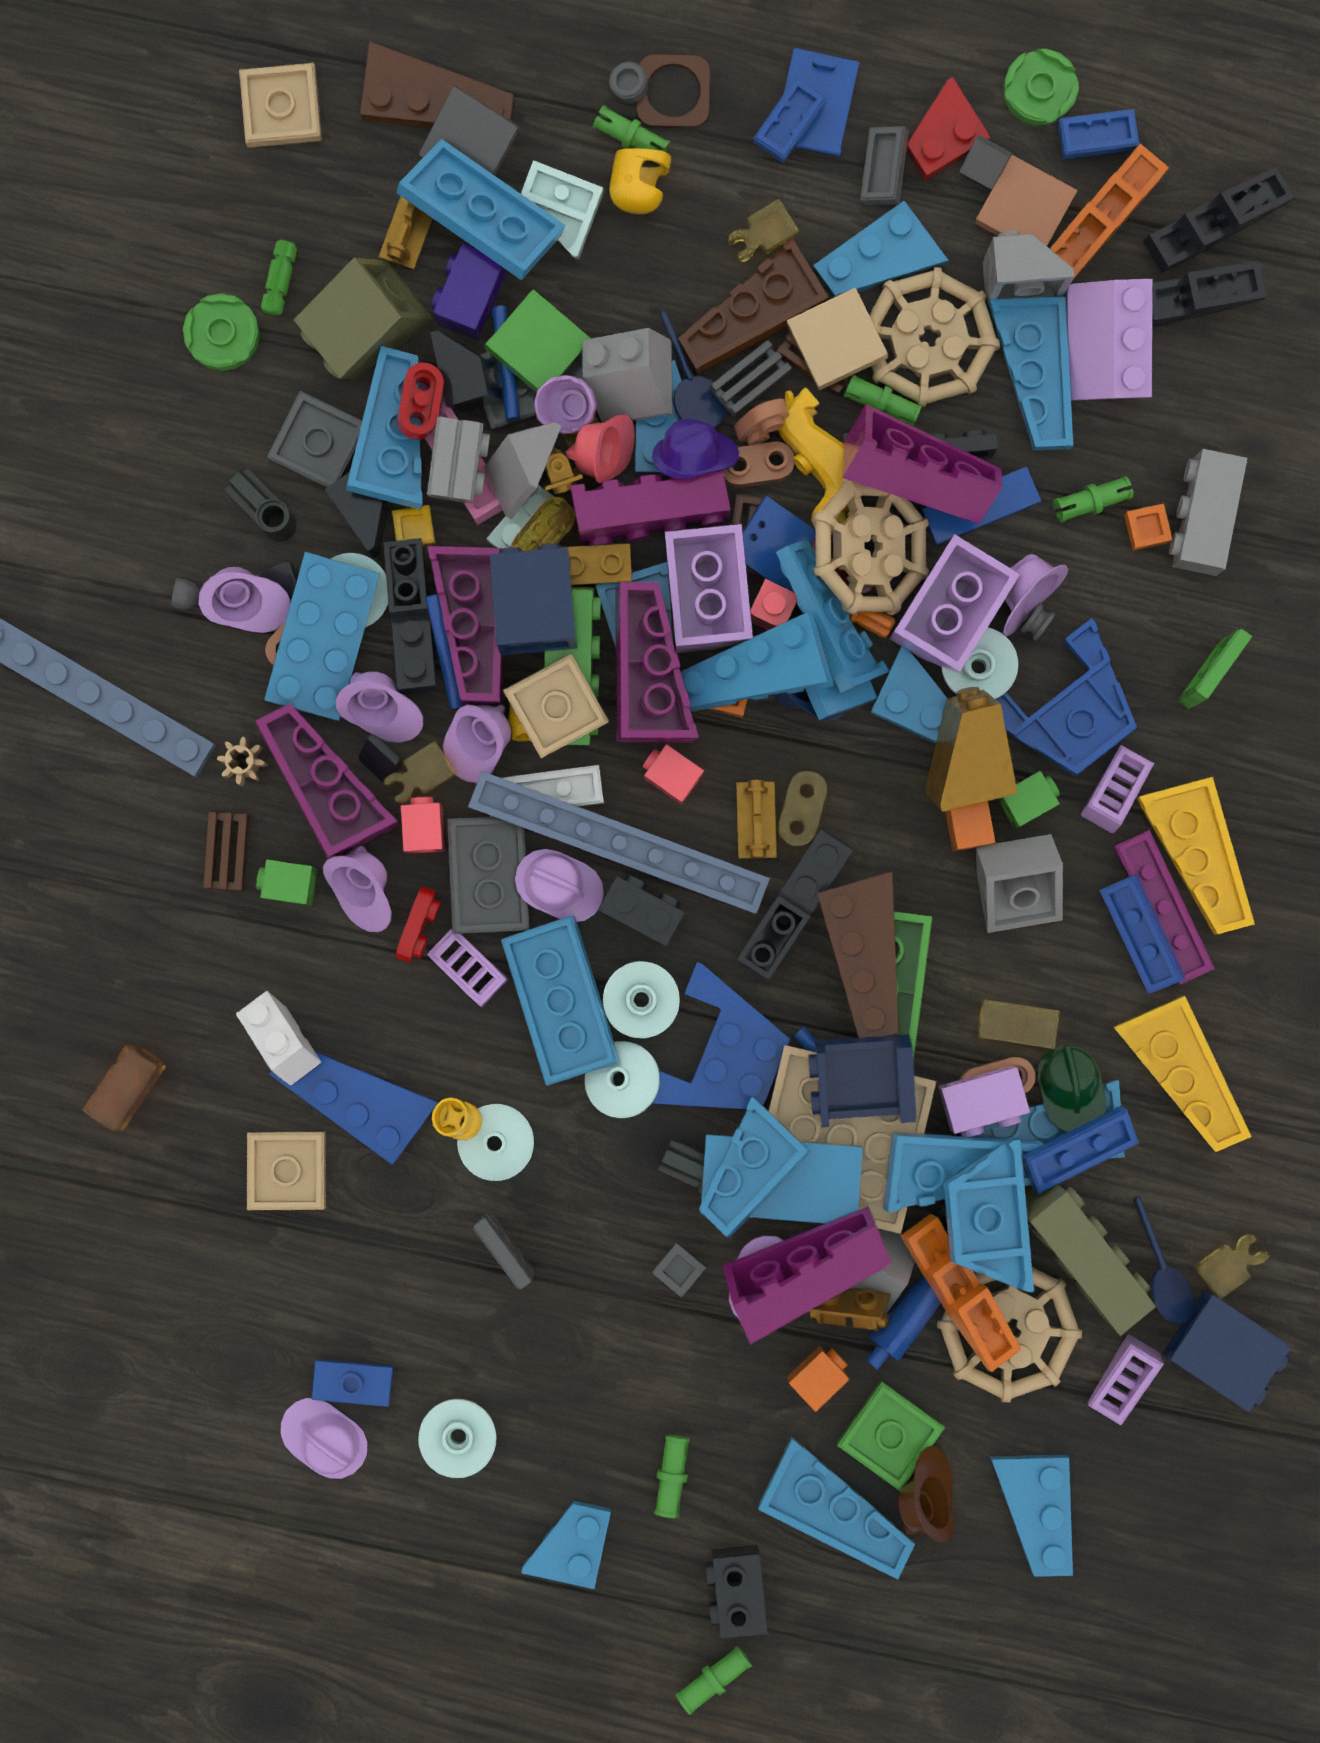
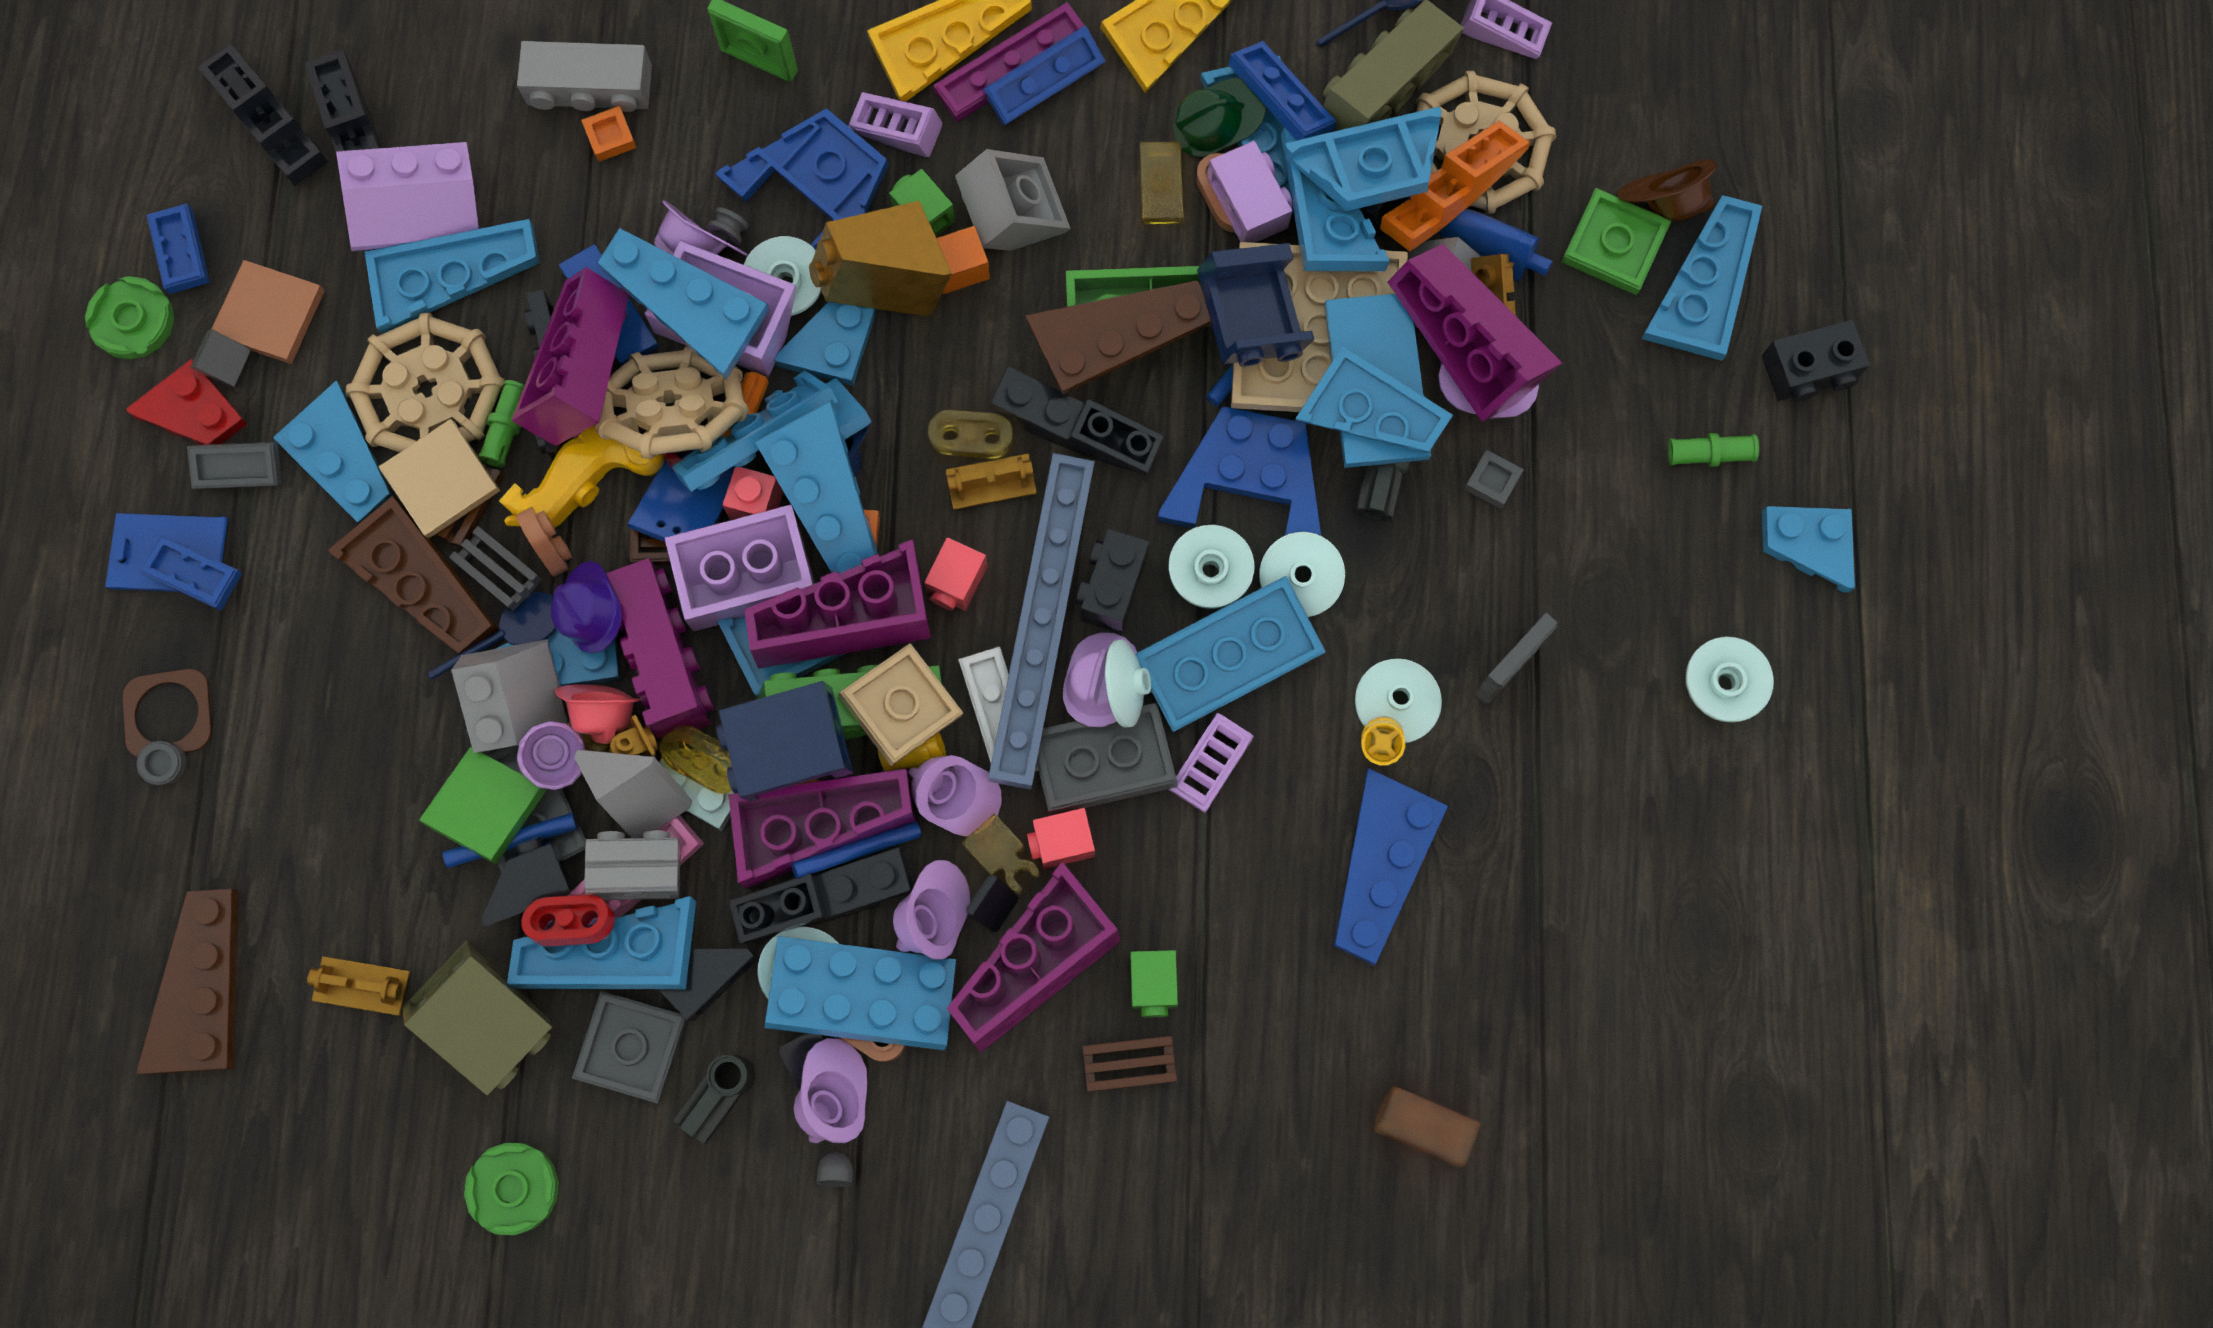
camera: 100 degrees left, 10 degrees down
(231, 761) = (1022, 1074): tan gear -> none
(278, 277) = (437, 1130): bright green axle -> none
(278, 1038) = (1334, 953): white brick -> none
(280, 105) = (223, 1169): tan tile -> none
(286, 1170) = (1479, 926): tan tile -> none
(323, 1438) = (1763, 830): lavender piece -> none
(352, 1382) = (1696, 807): blue plate -> none
(359, 887) = (1146, 895): lavender piece -> none
(412, 940) = (1193, 827): red plate -> none
(414, 524) = (714, 916): yellow tile -> none
(468, 292) = (429, 898): dark purple brick -> none
(473, 130) = (247, 929): dark grey tile -> none
(480, 209) = (329, 896): dark azure plate -> none
(541, 902) = (1125, 683): none -> light aqua dish
(567, 200) = (314, 811): light aqua wing -> none
(600, 564) = (728, 683): pearl gold hinge -> none
(628, 132) = (223, 747): bright green pin -> none
(634, 186) = (277, 735): yellow helmet -> none
(713, 1680) = (1912, 372): bright green pin -> none
(758, 467) = (593, 543): nougat plate -> none
(768, 229) = (320, 579): clear yellow plate -> none
(819, 1377) = (1573, 317): orange brick -> none
(954, 576) = (695, 305): none -> dark azure wing
(1023, 268) = (338, 294): light grey slope -> none
(1040, 1506) = (1652, 85): dark azure wing -> none
(1093, 499) = (585, 192): bright green pin -> none
(1109, 209) = (269, 229): orange slope -> none

